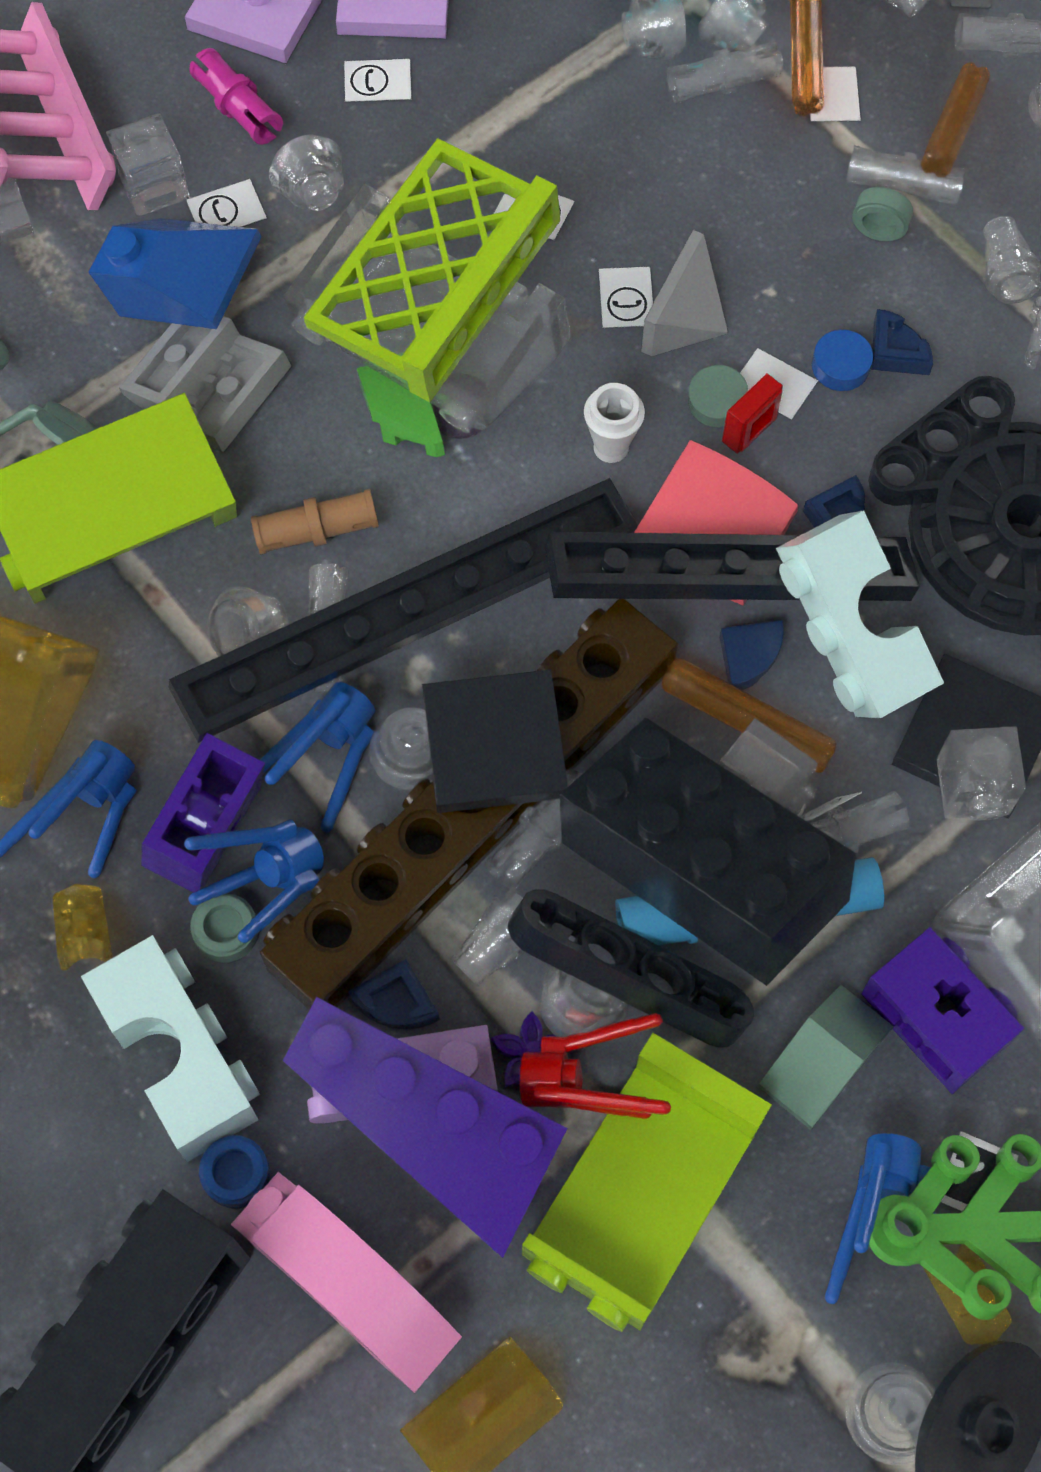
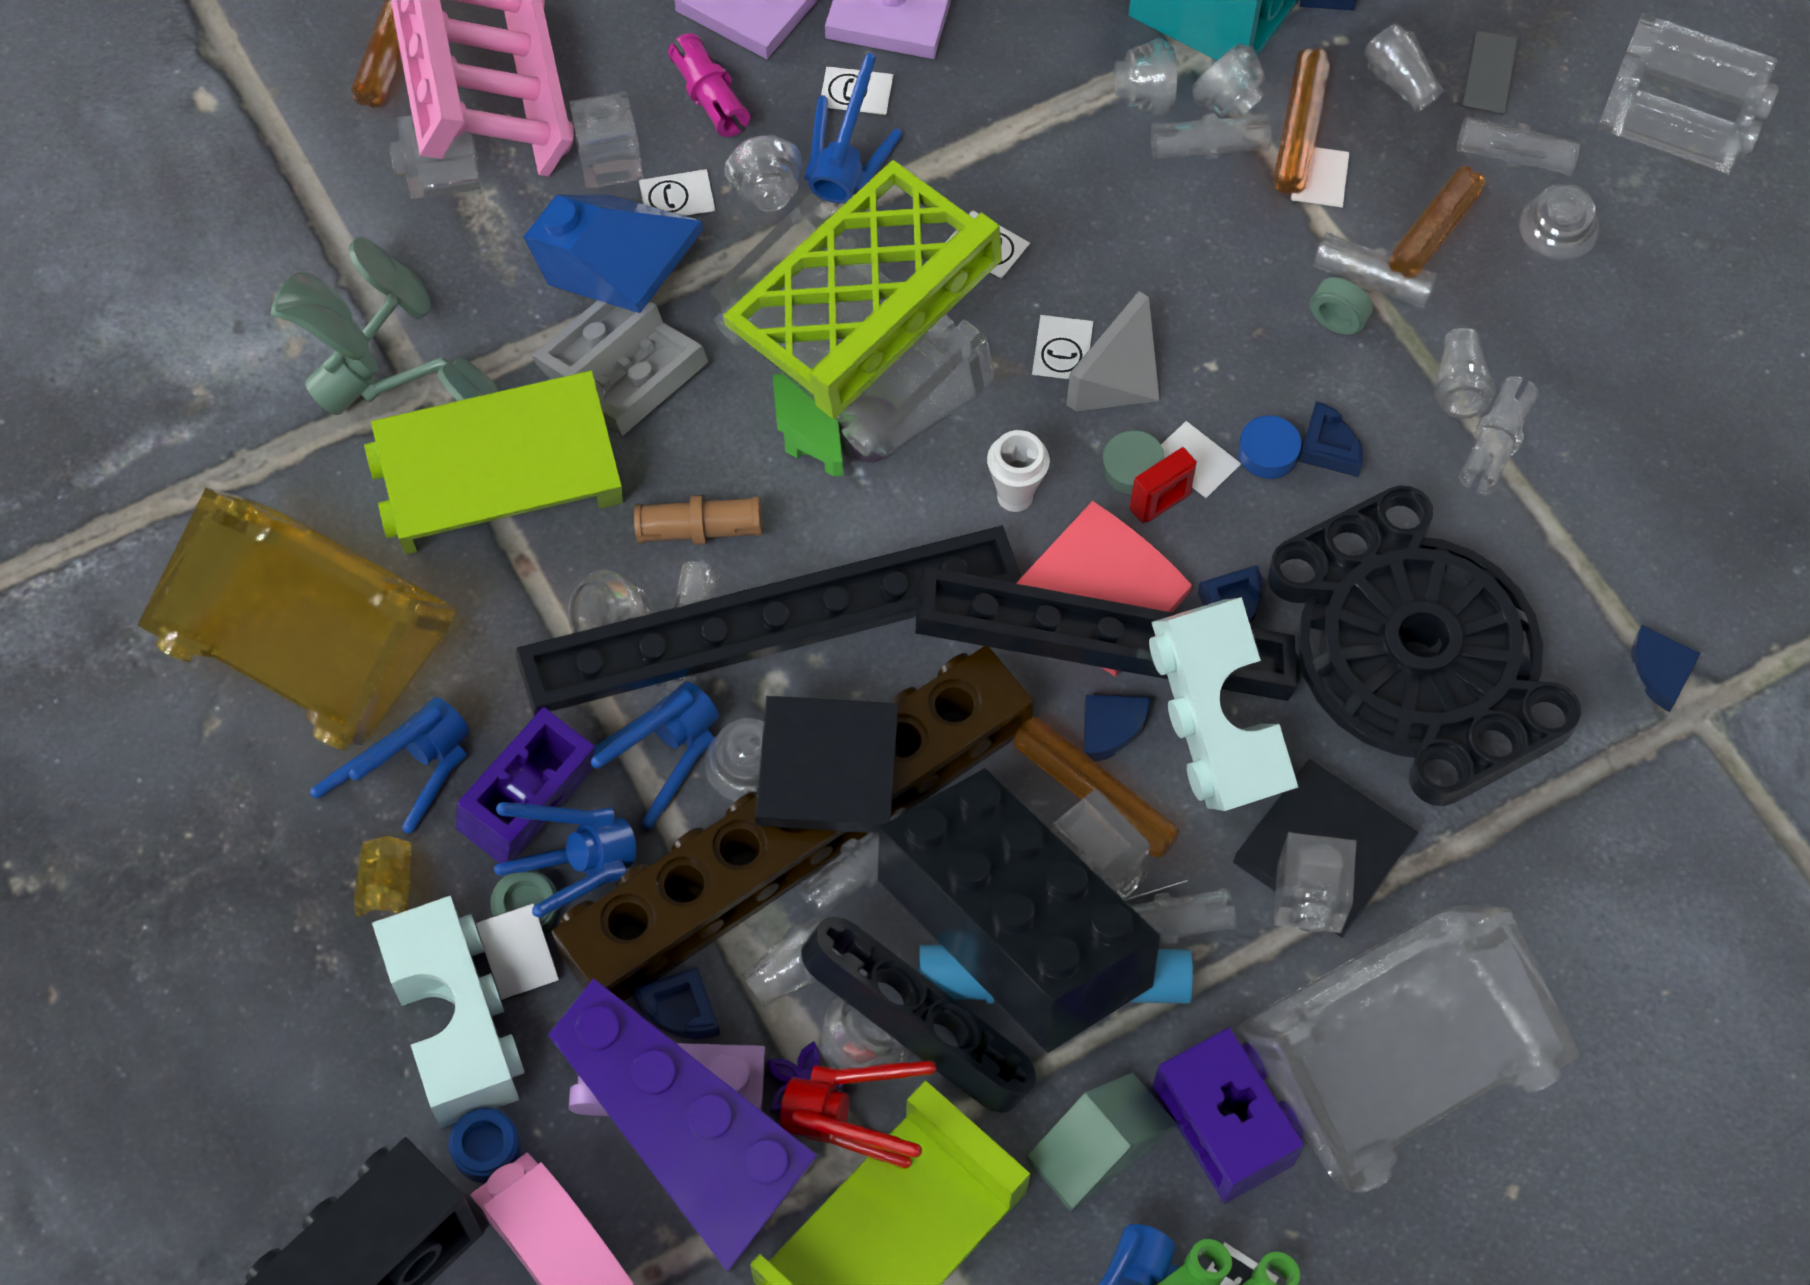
camera: 10 degrees right, 5 degrees down
(227, 975) = (517, 951): none -> white sticker
(377, 157) = (837, 170): none -> blue plant

